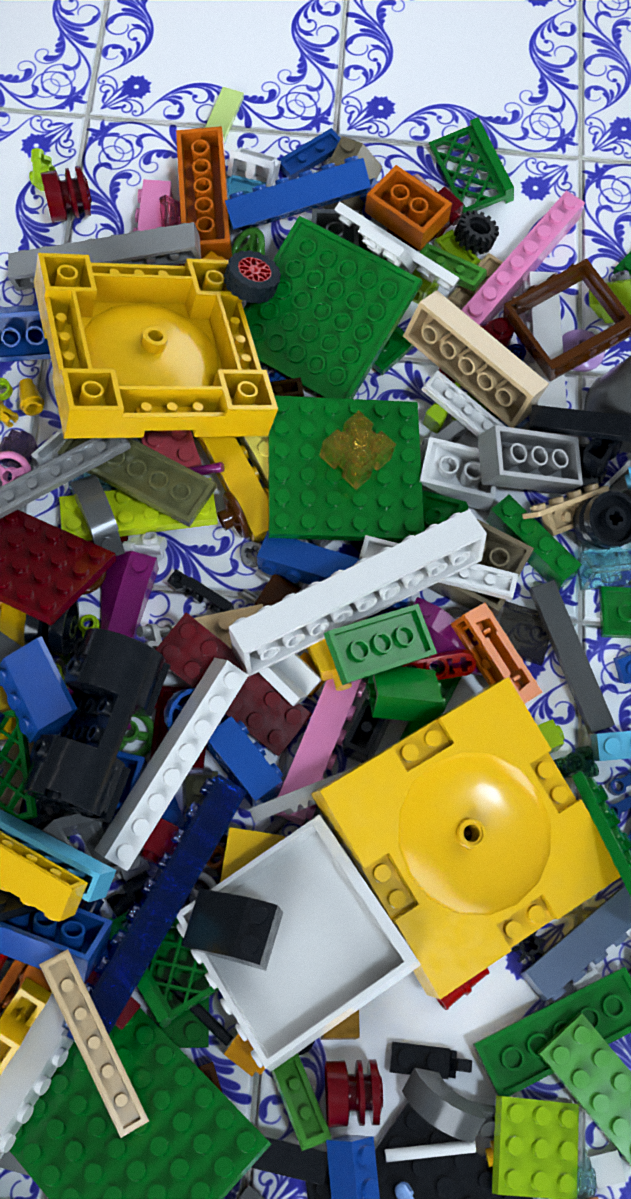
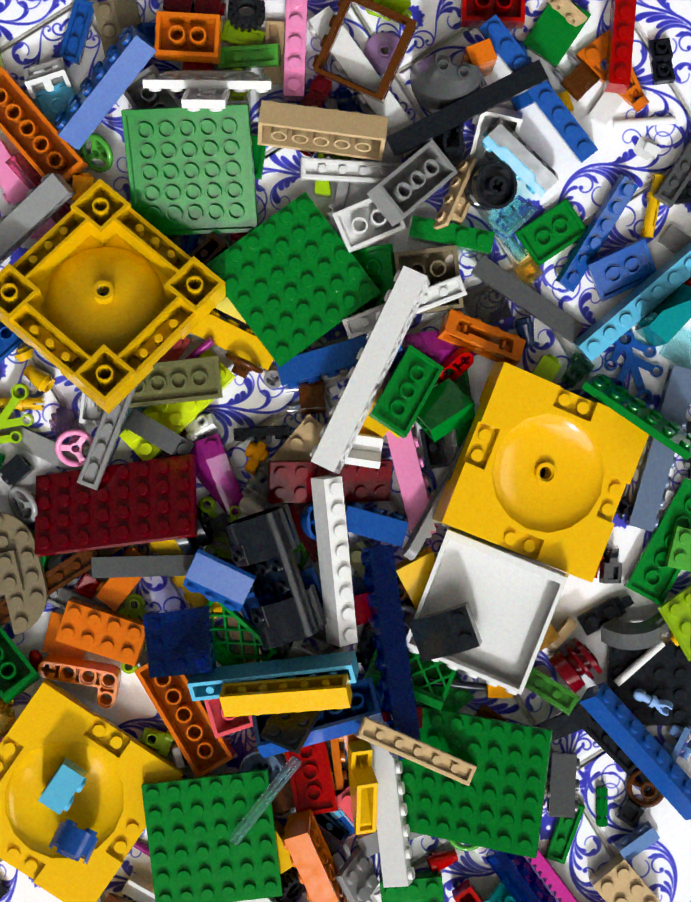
camera: 30 degrees left, 20 degrees up
(35, 366) = (24, 353): none -> yellow plate
(173, 611) = (256, 452): none -> light orange plate
(252, 276) = (125, 185): black wheel -> none
(357, 449) = (295, 266): clear yellow brick -> none
(360, 1046) = (564, 631): none -> tan beam
(469, 1012) = (611, 569): none -> black plate
(549, 682) = (525, 329): none -> dark blue cone
(590, 602) = (515, 249): none -> clear light blue pin
(590, 631) = (528, 271): none -> clear yellow plate

